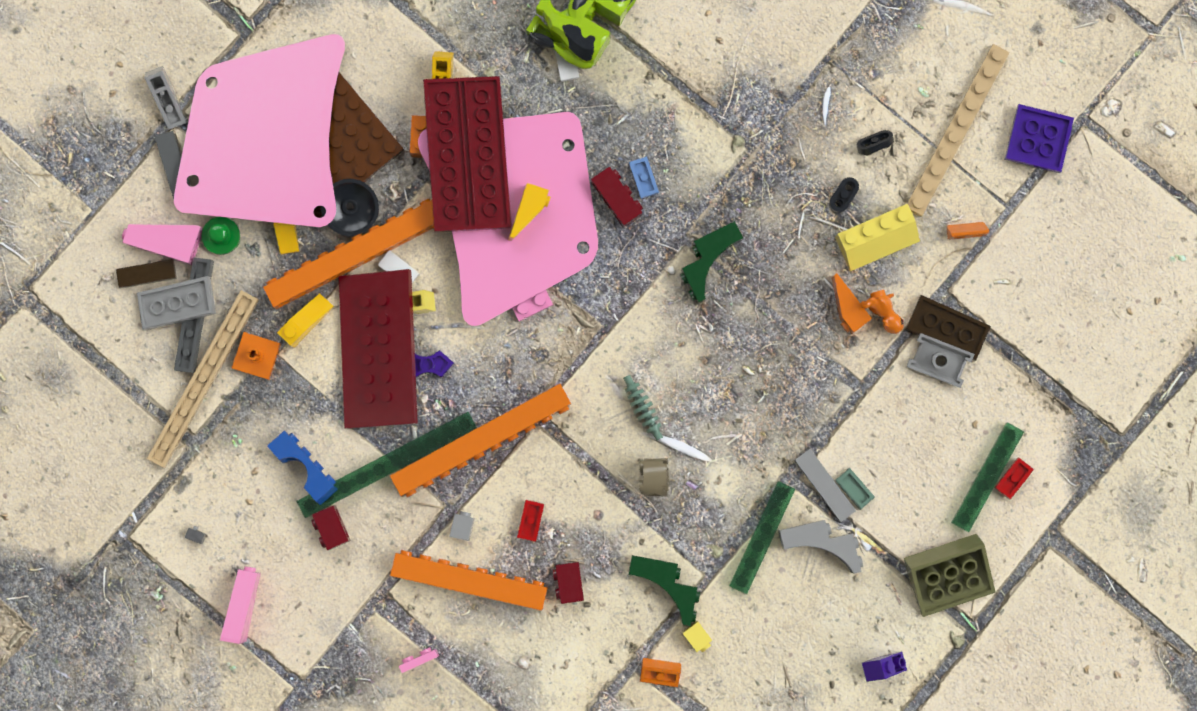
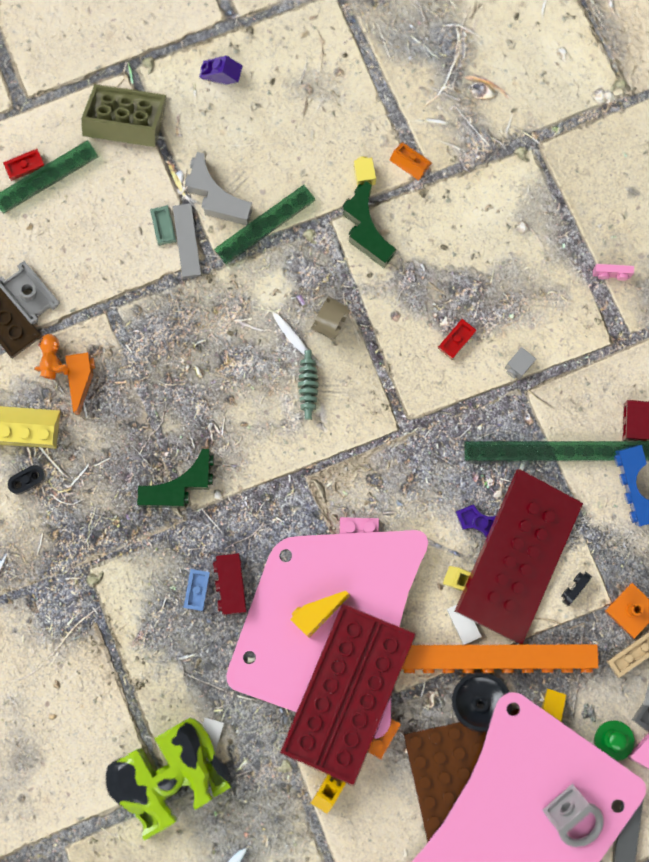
camera: 150 degrees left, 5 degrees down
(231, 152) = (568, 811): none -> light grey tile
(305, 320) = (572, 619): yellow slope -> none
(313, 355) = (580, 580): none -> black plate
(469, 581) = (537, 315): orange brick -> none
(480, 440) = (460, 429): orange brick -> none
(569, 583) = (450, 269): dark red brick -> none

